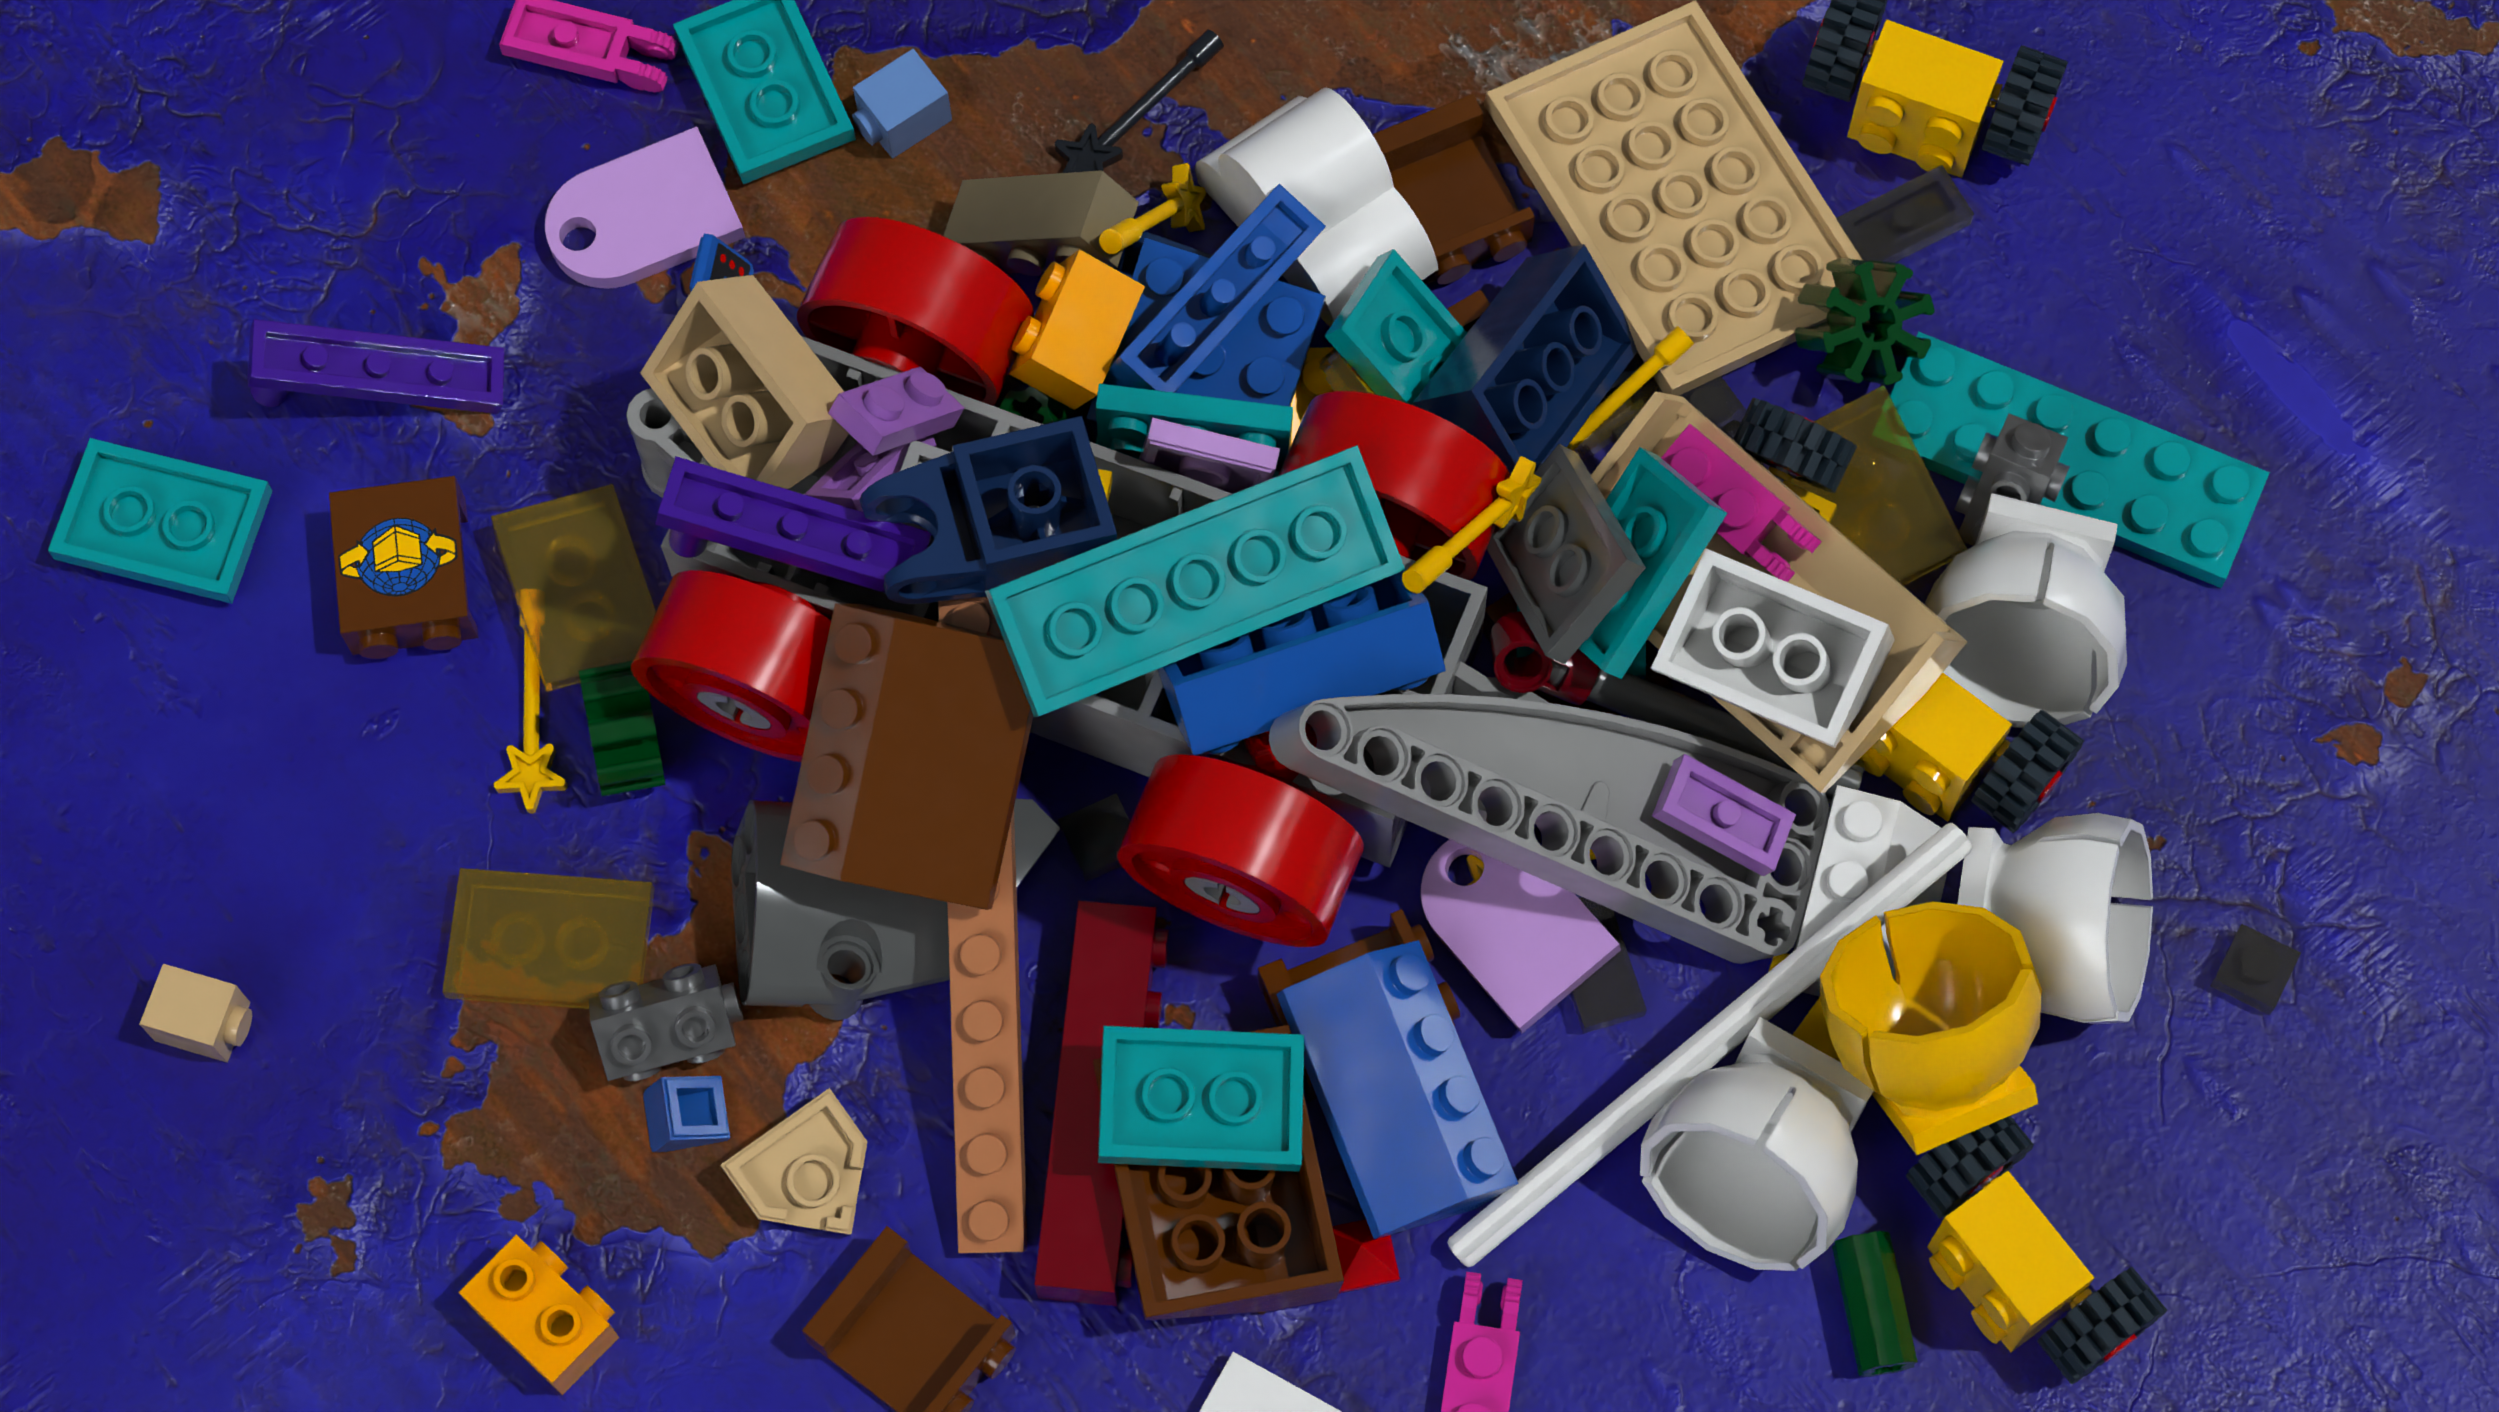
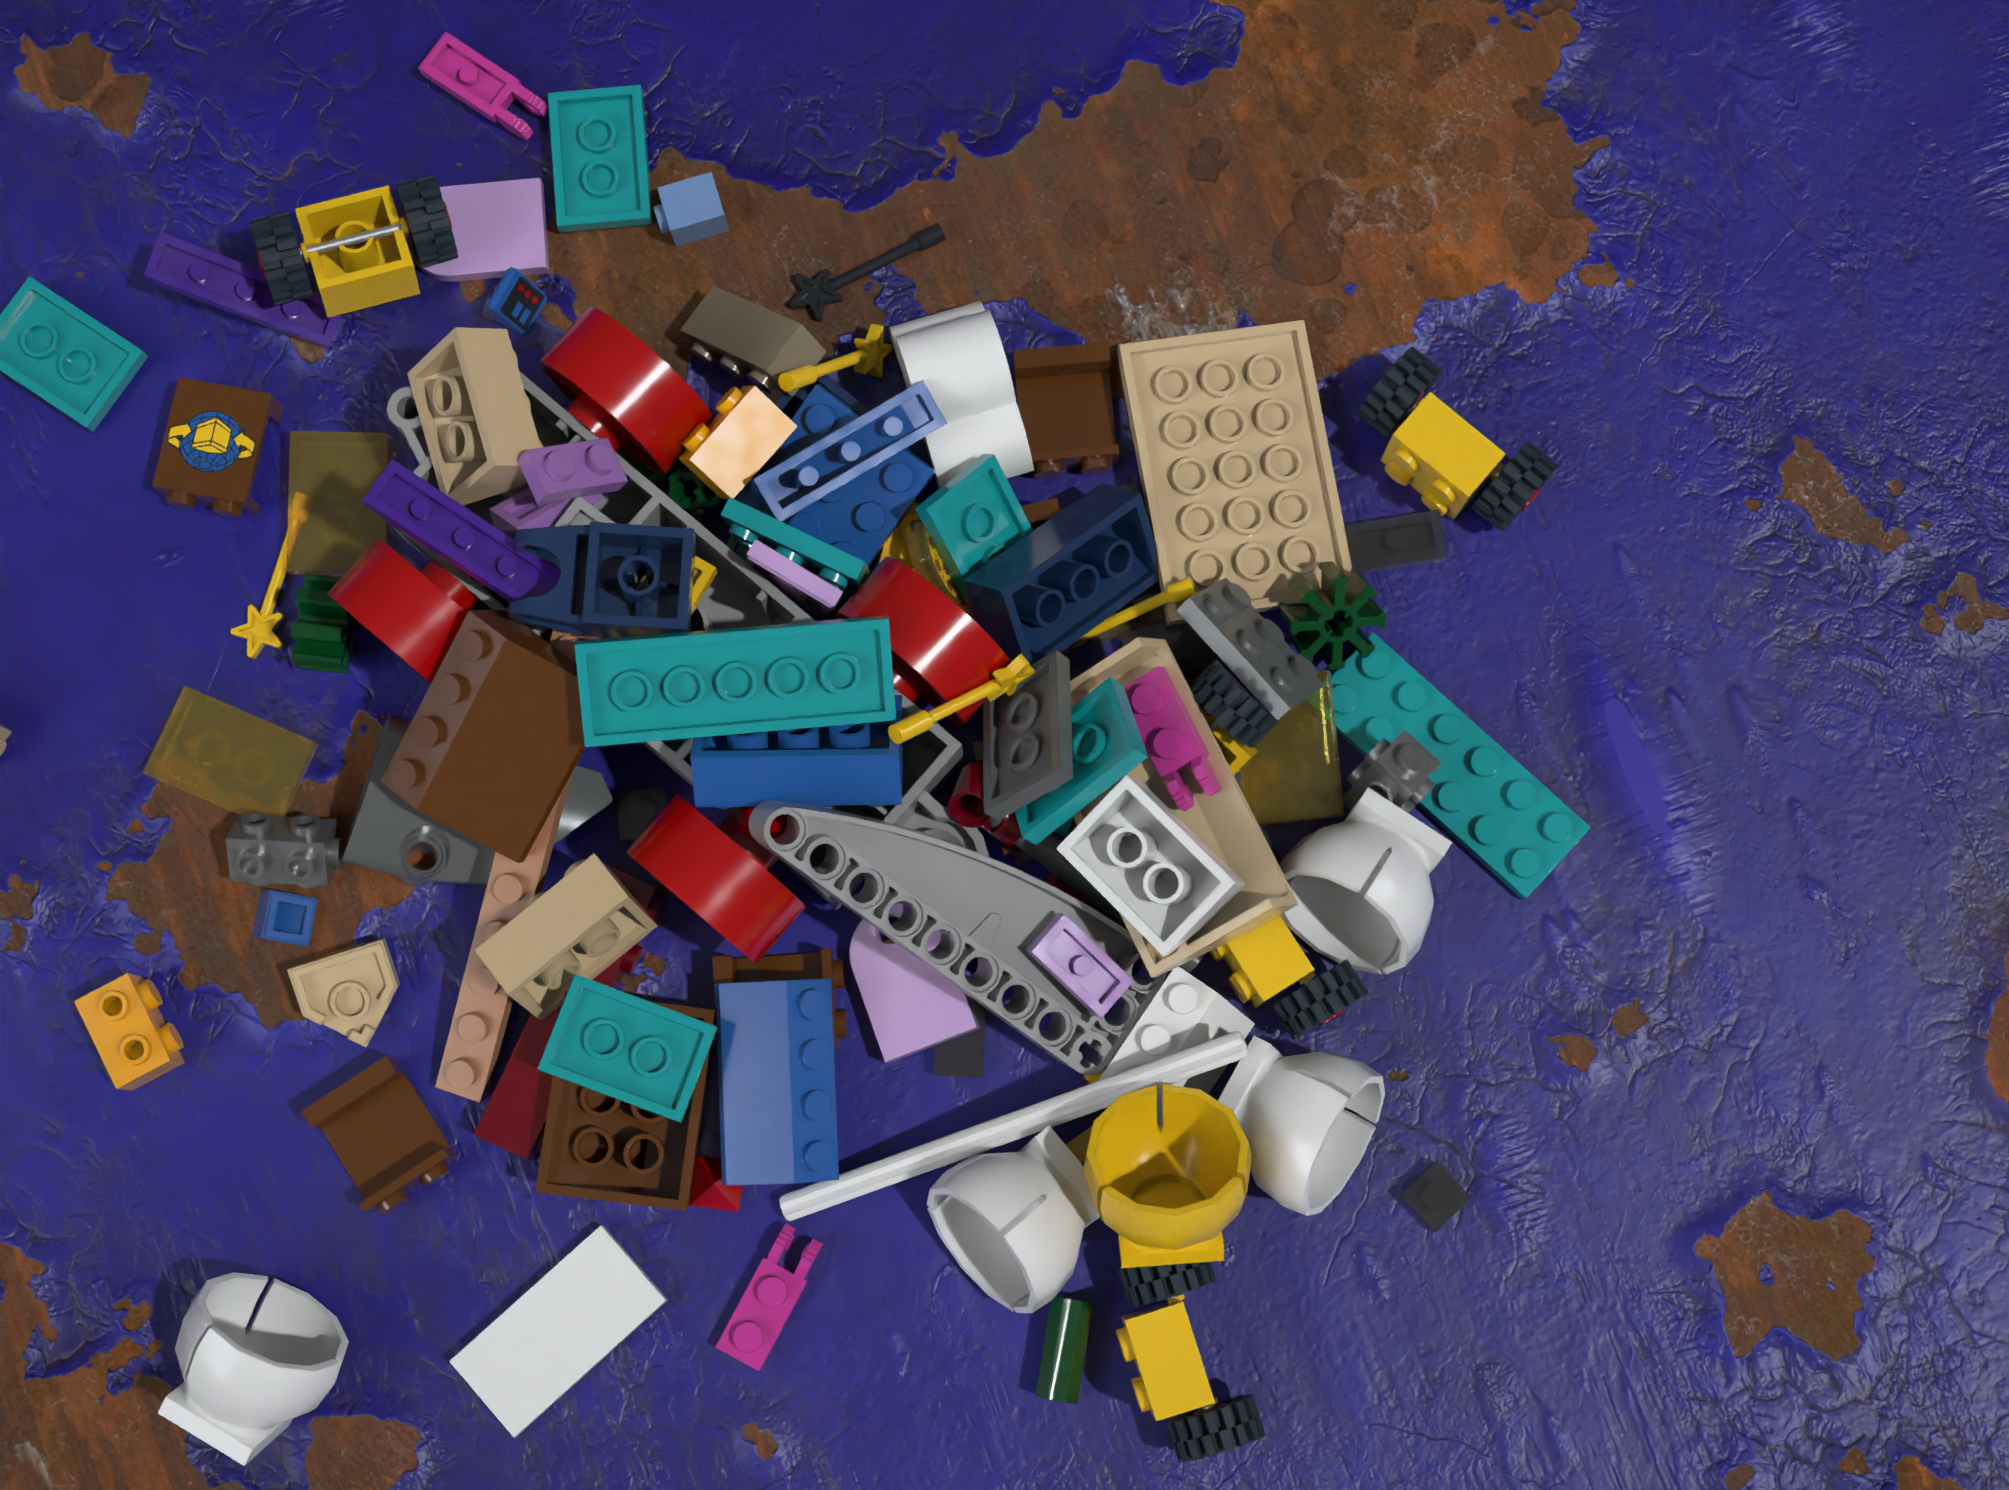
camera: 20 degrees right, 10 degrees up
(506, 265) = (356, 246): none -> brick
(1076, 974) = (564, 932): none -> tan slope
(1788, 376) = (1251, 647): none -> dark grey plate

